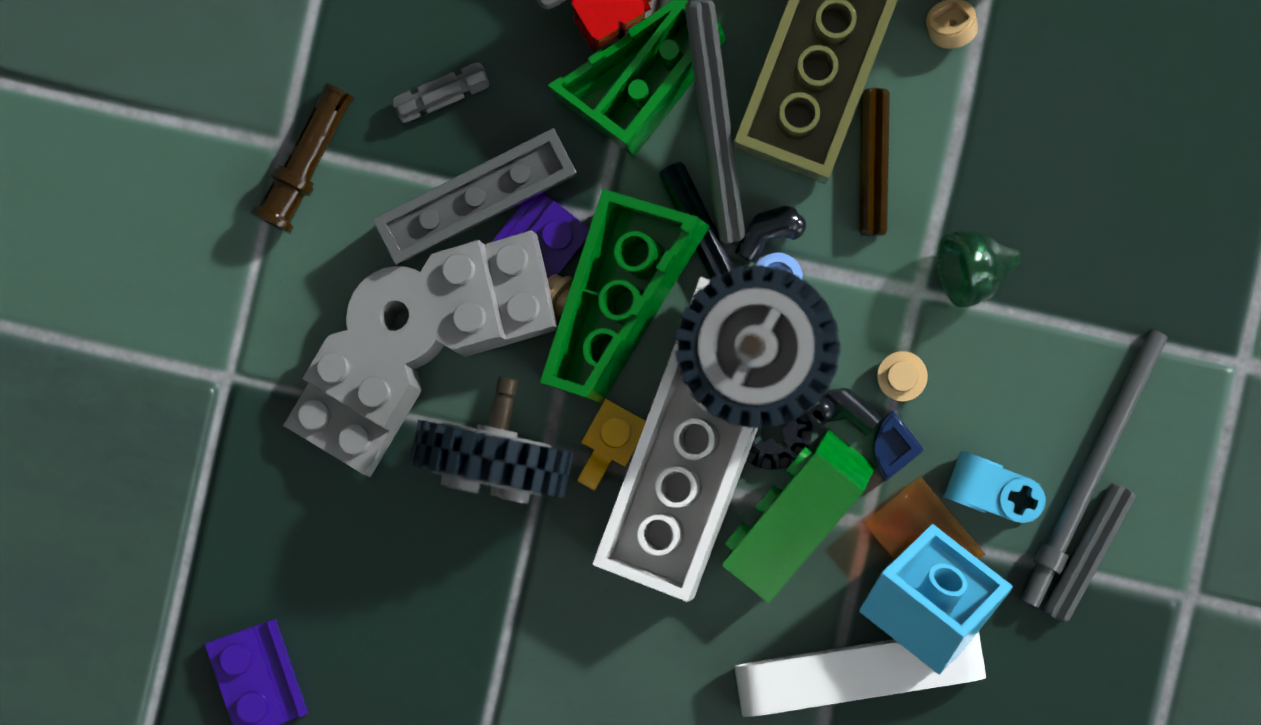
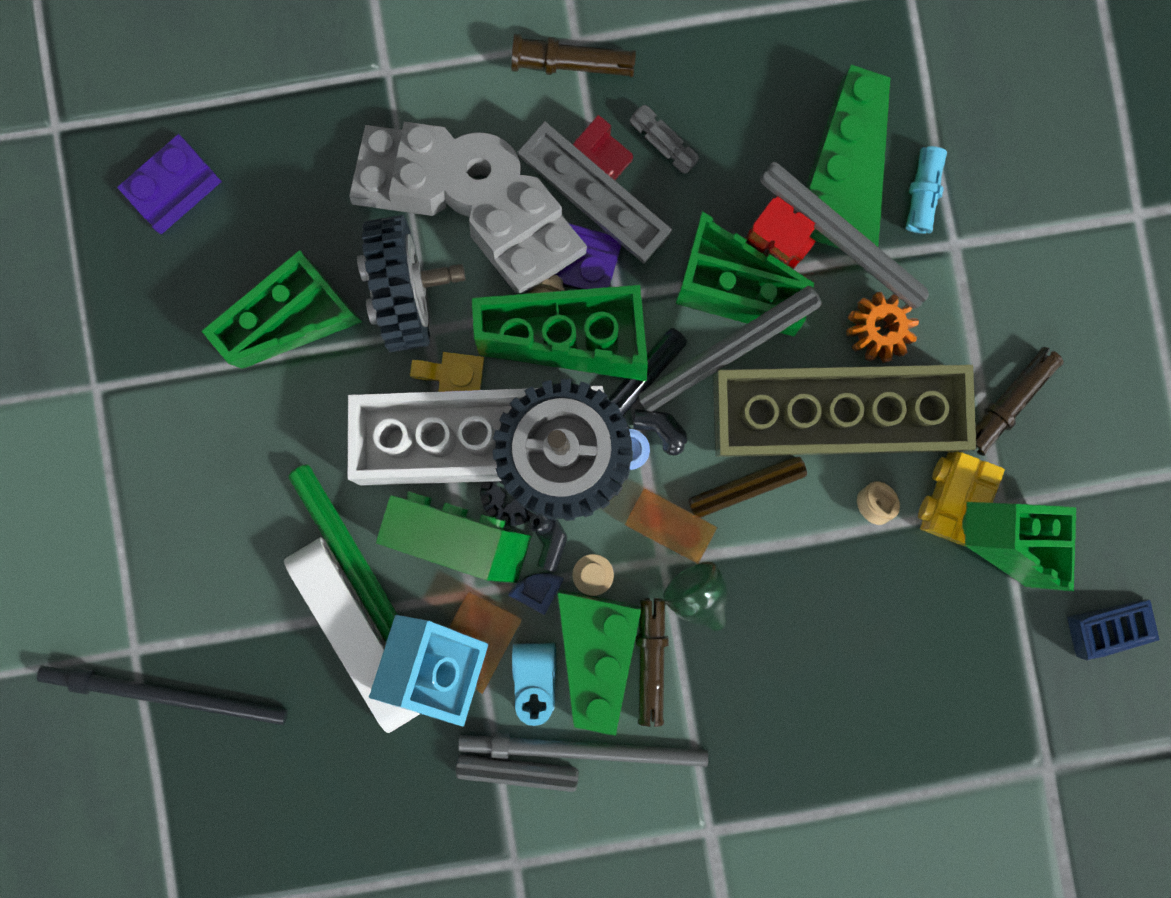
camera: 70 degrees right, 0 degrees up
(426, 166) = (603, 148): none -> dark red panel
(466, 606) = (280, 315): none -> green wedge
(762, 645) = (344, 548): none -> green axle
(883, 266) = (670, 526): none -> clear orange plate
(996, 406) = (598, 656): none -> green wedge
(1007, 342) = (652, 644): none -> dark brown pin

